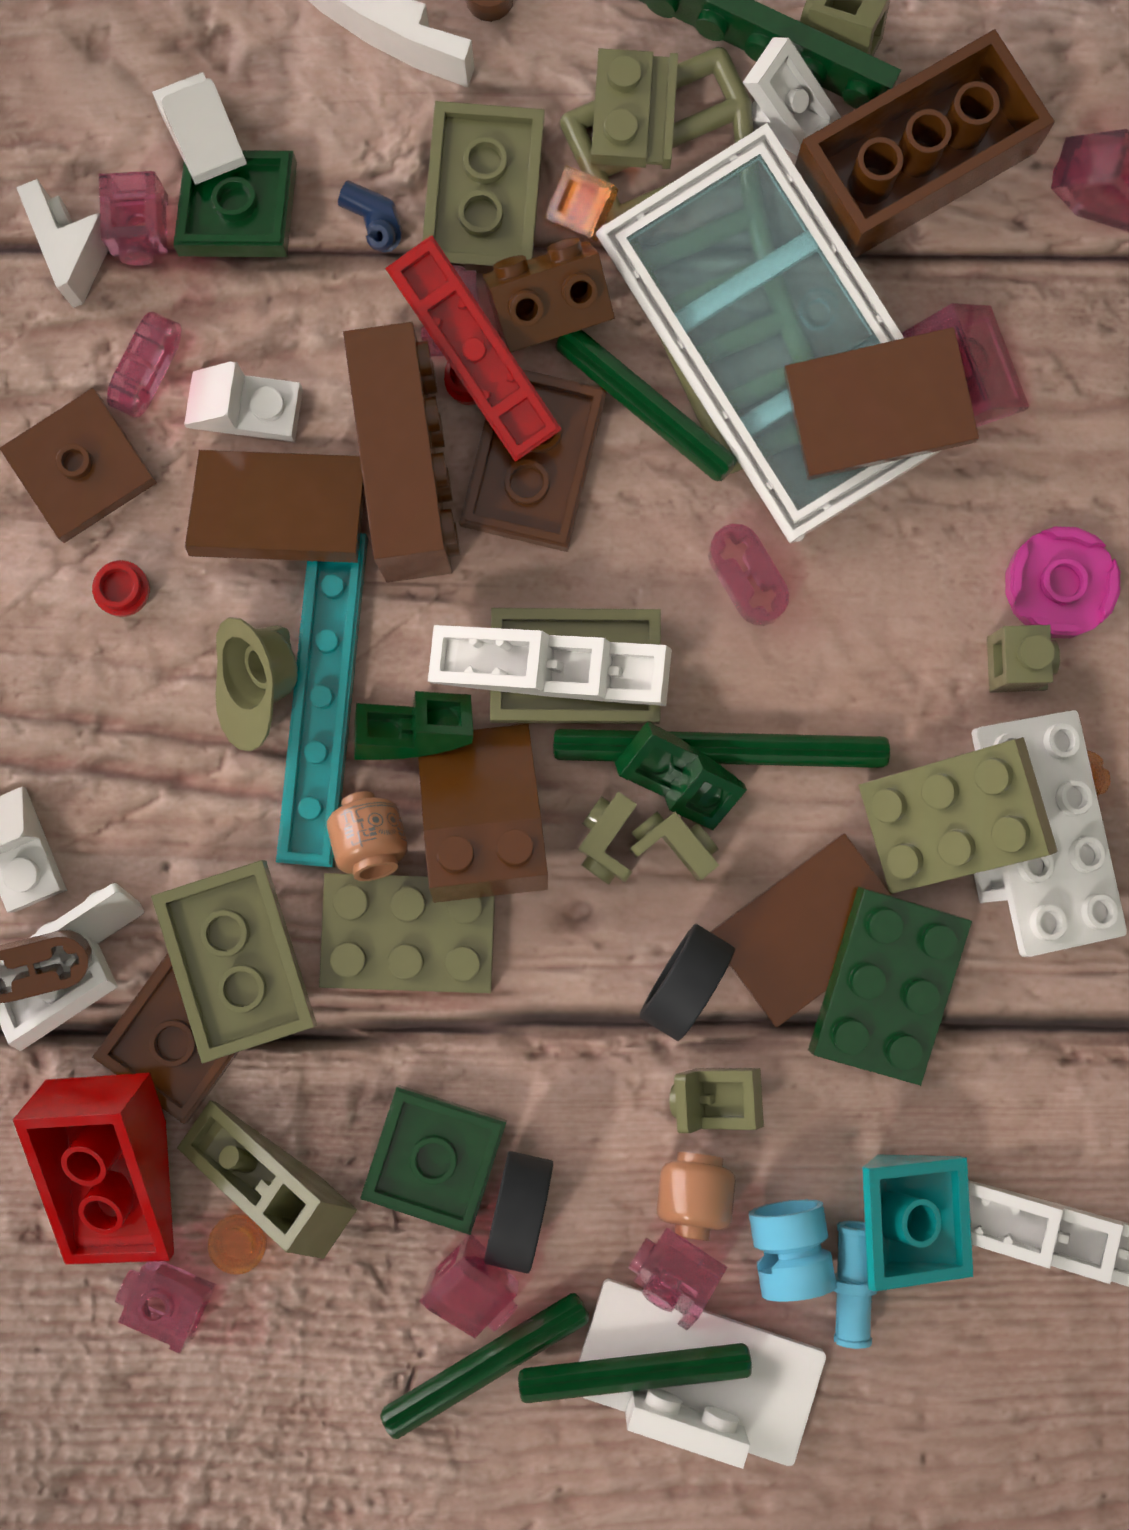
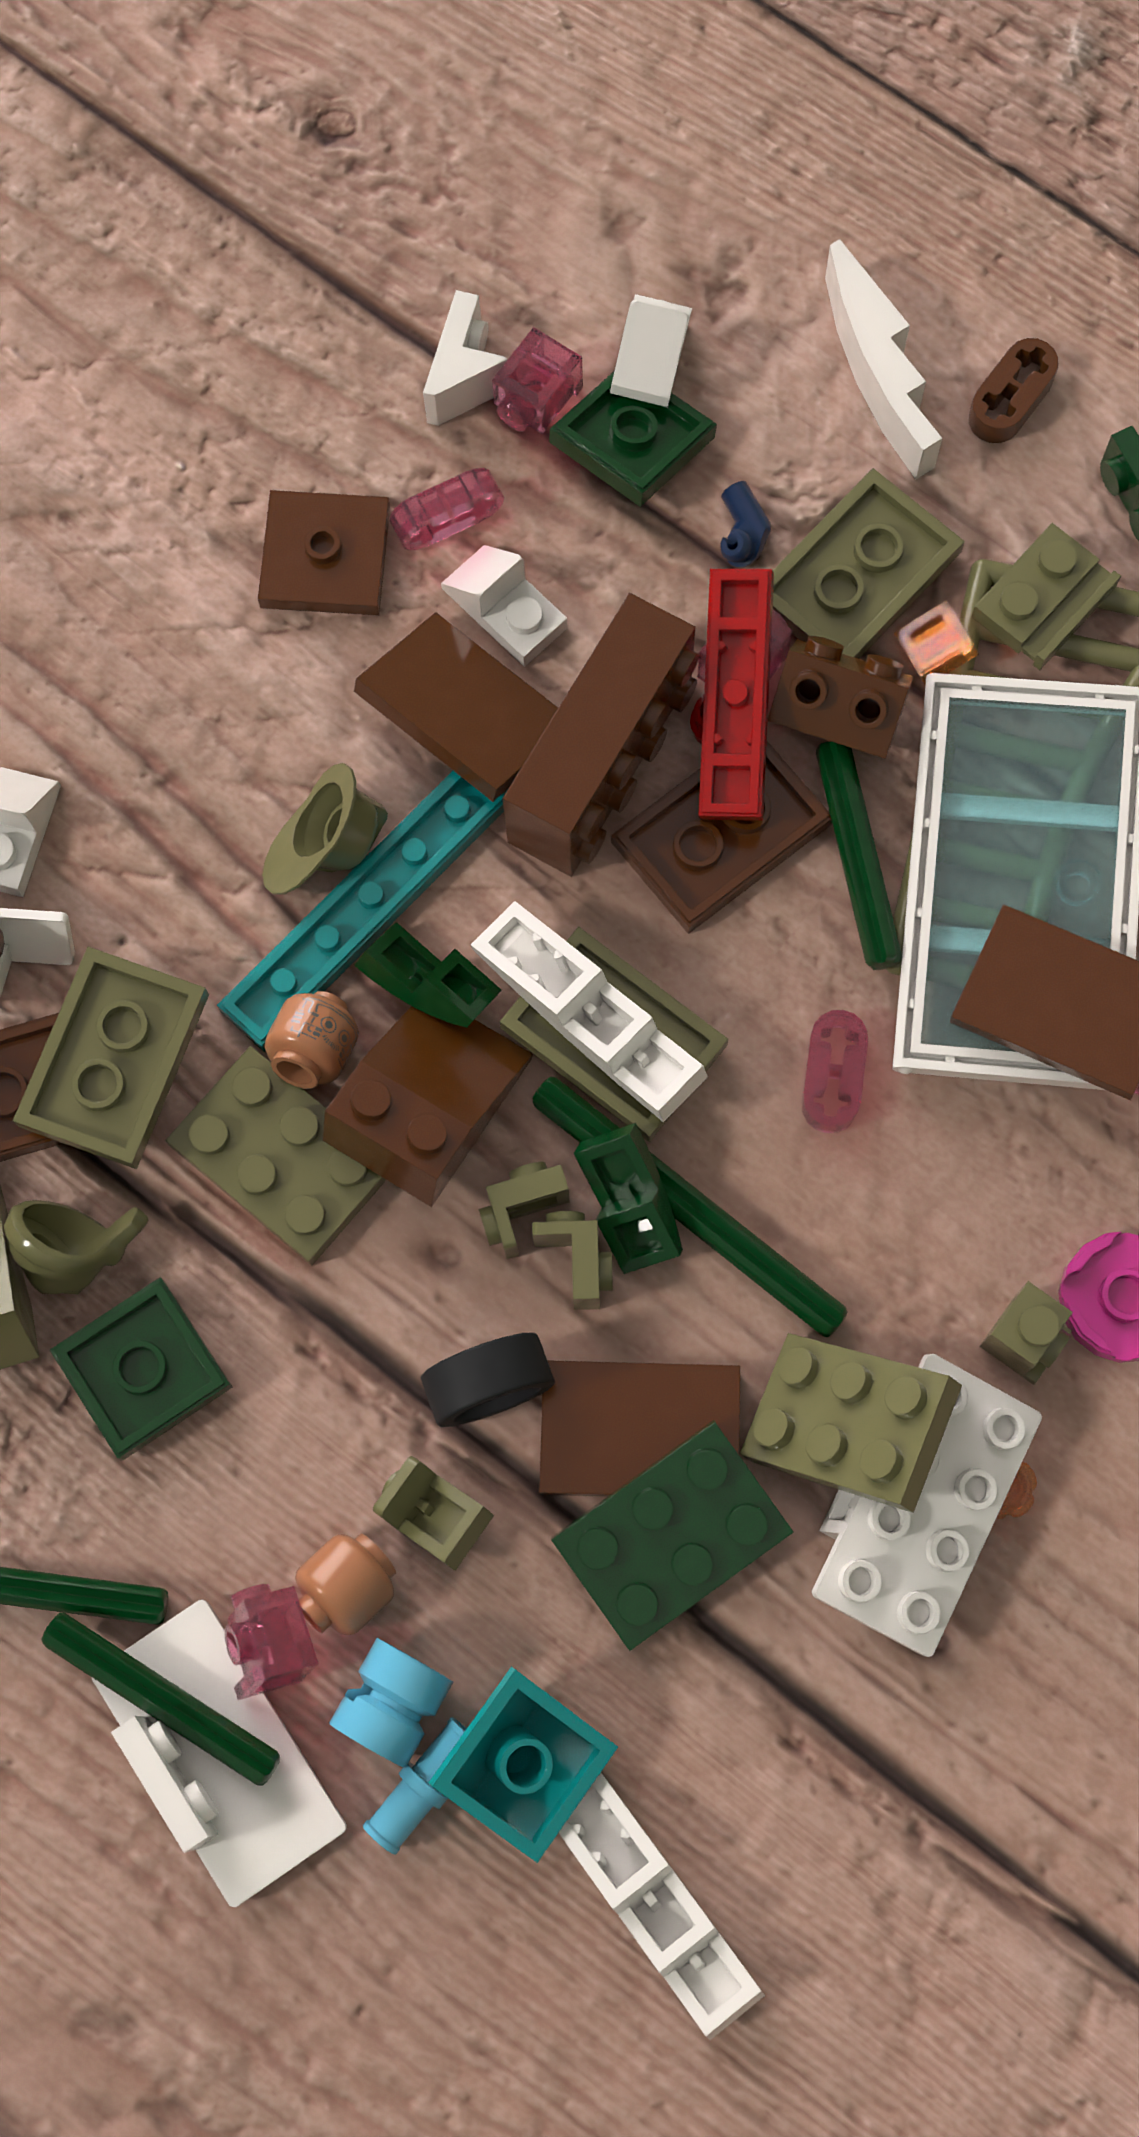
camera: 40 degrees right, 10 degrees down
(121, 588) = (276, 678): red plate -> none
(310, 1117) = (64, 1247): none -> olive hat
(470, 1291) = (78, 1502): clear pink slope -> none
(519, 1212) = (174, 1465): black tyre -> none

